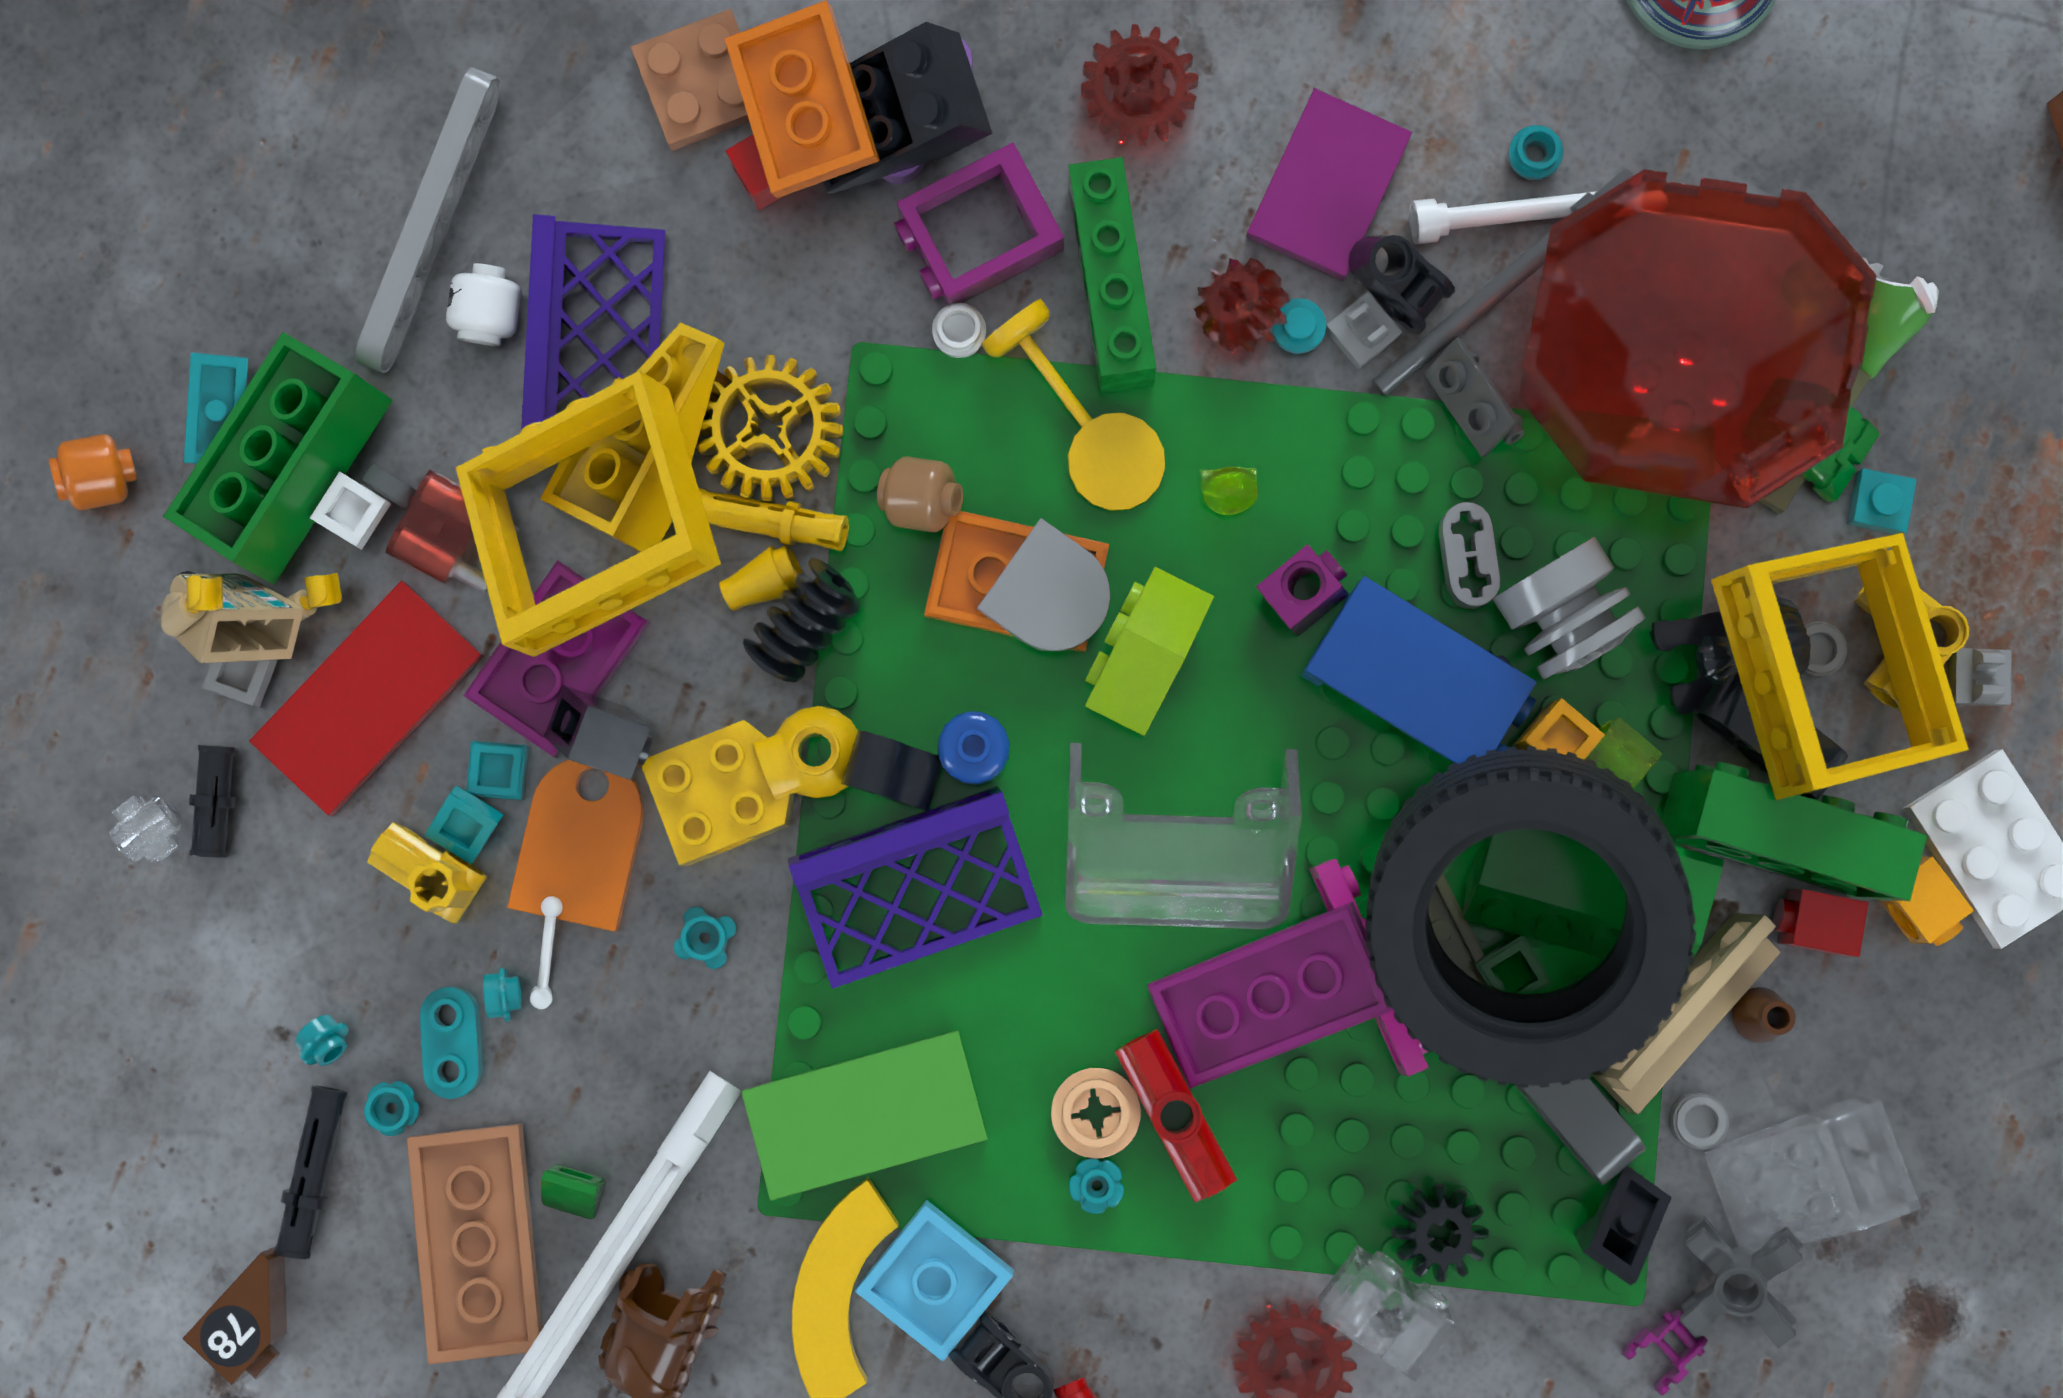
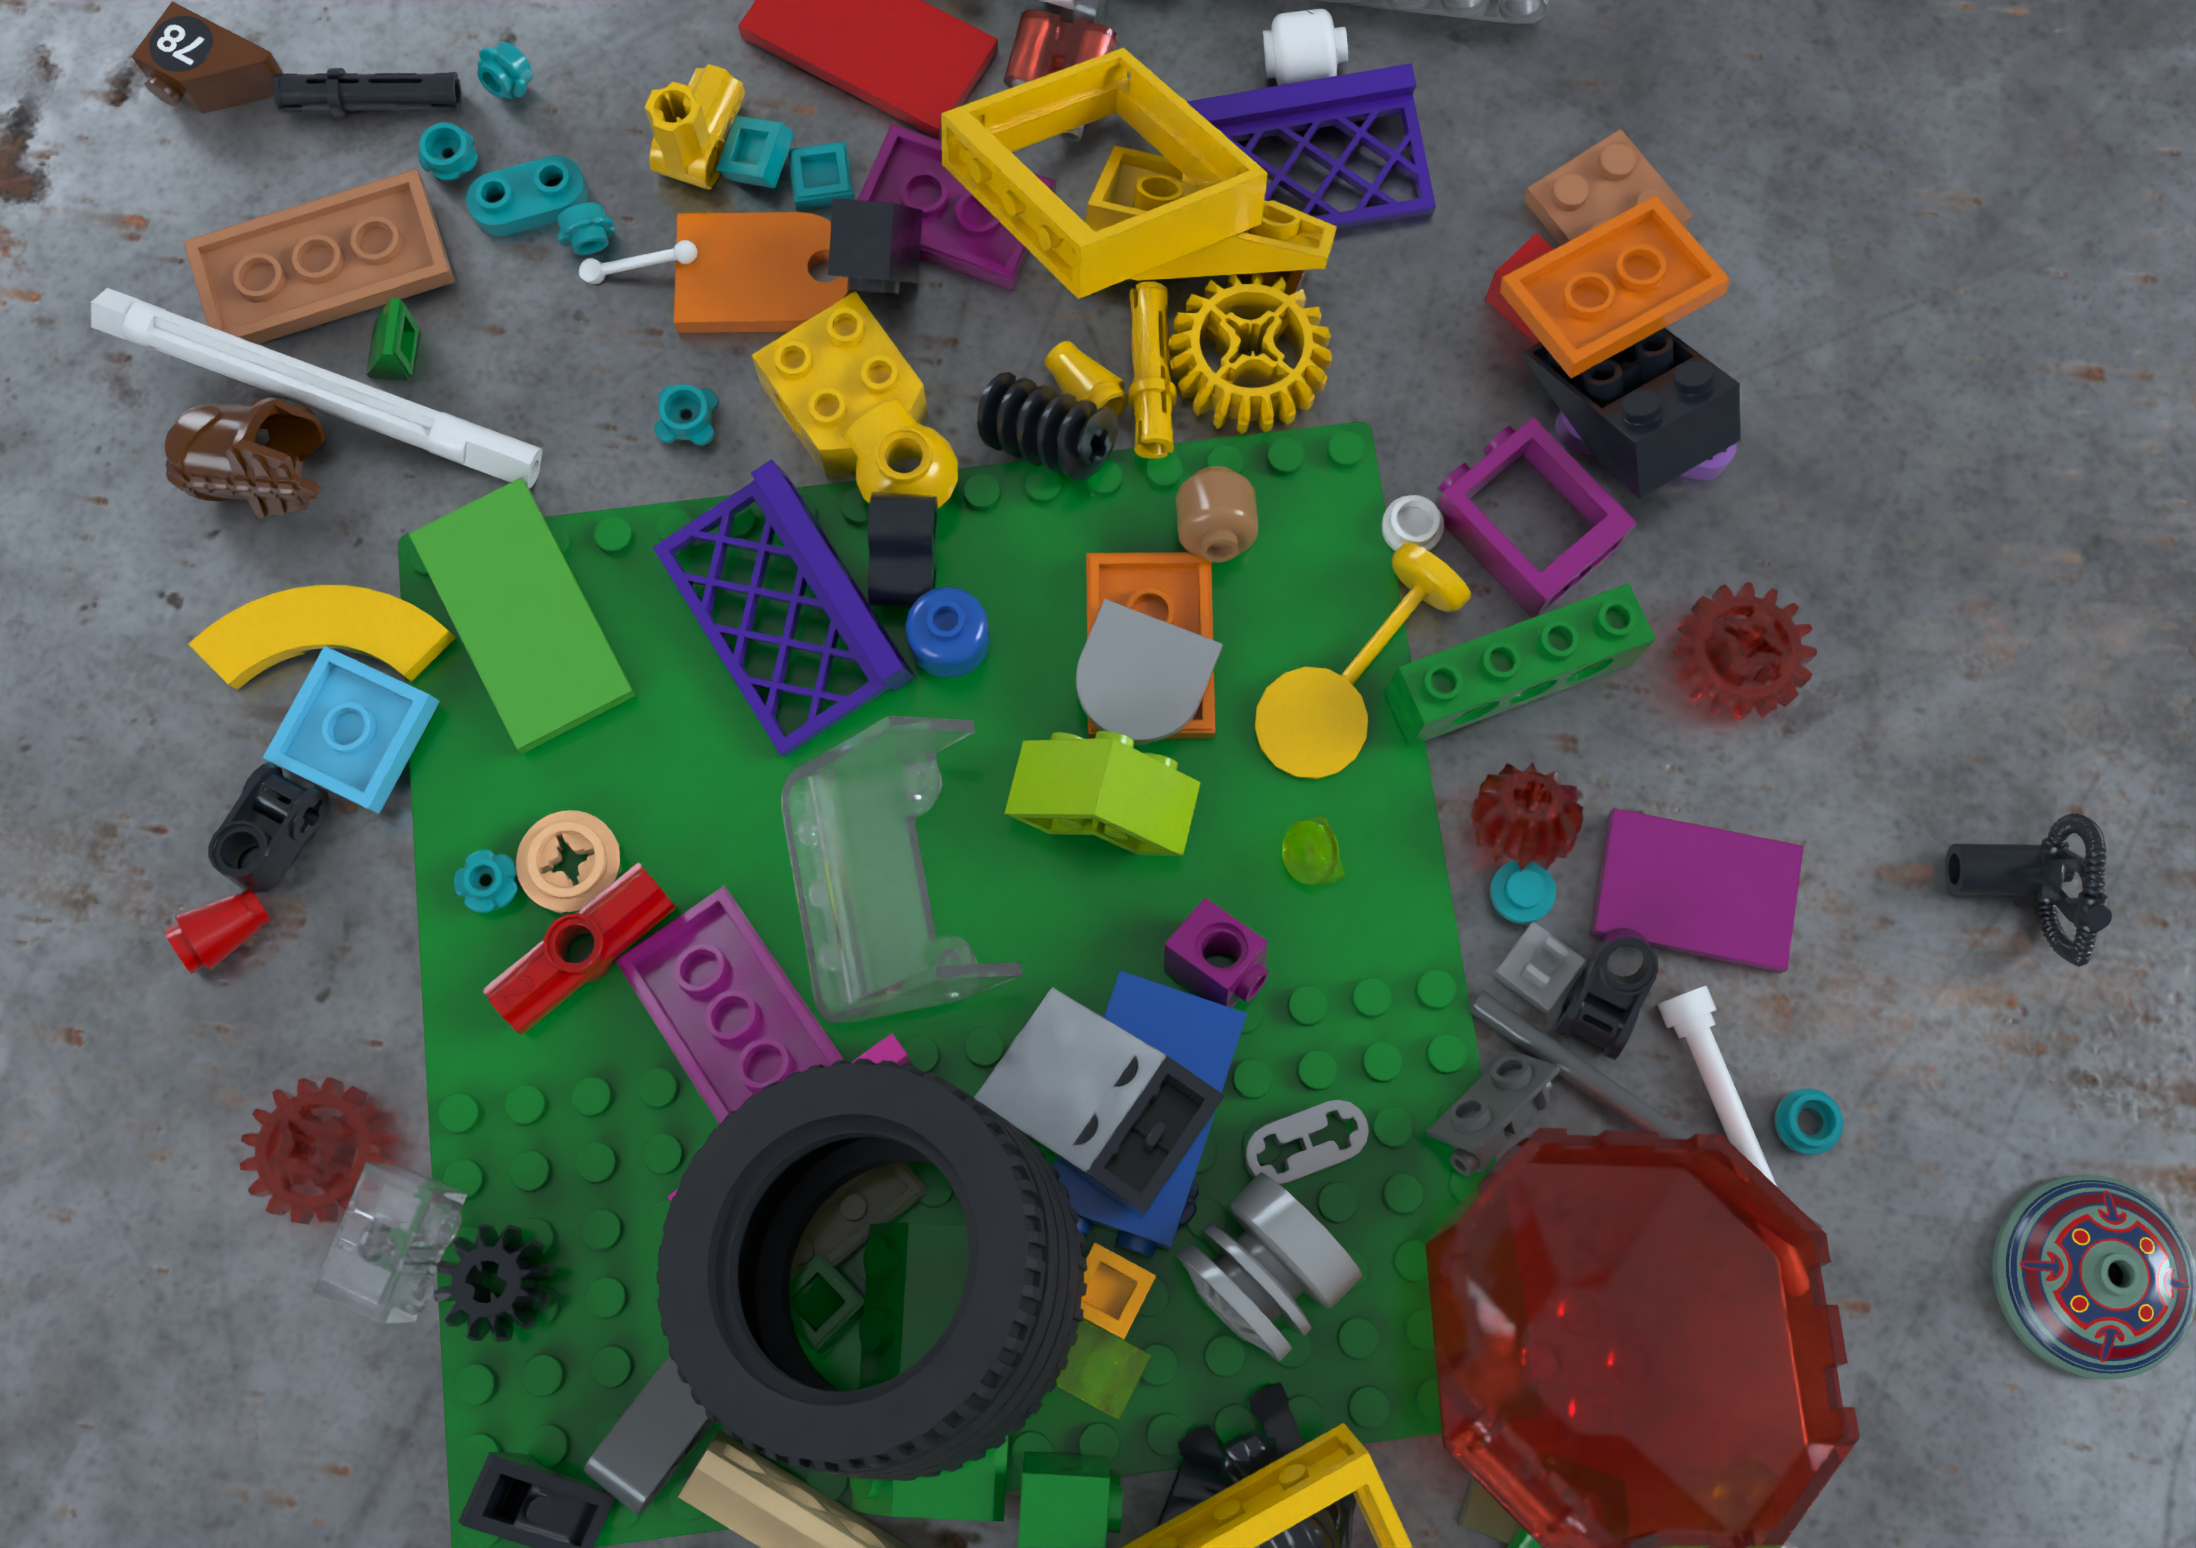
camera: 75 degrees right, 10 degrees down
(1418, 710) = (1100, 1100): none -> slope

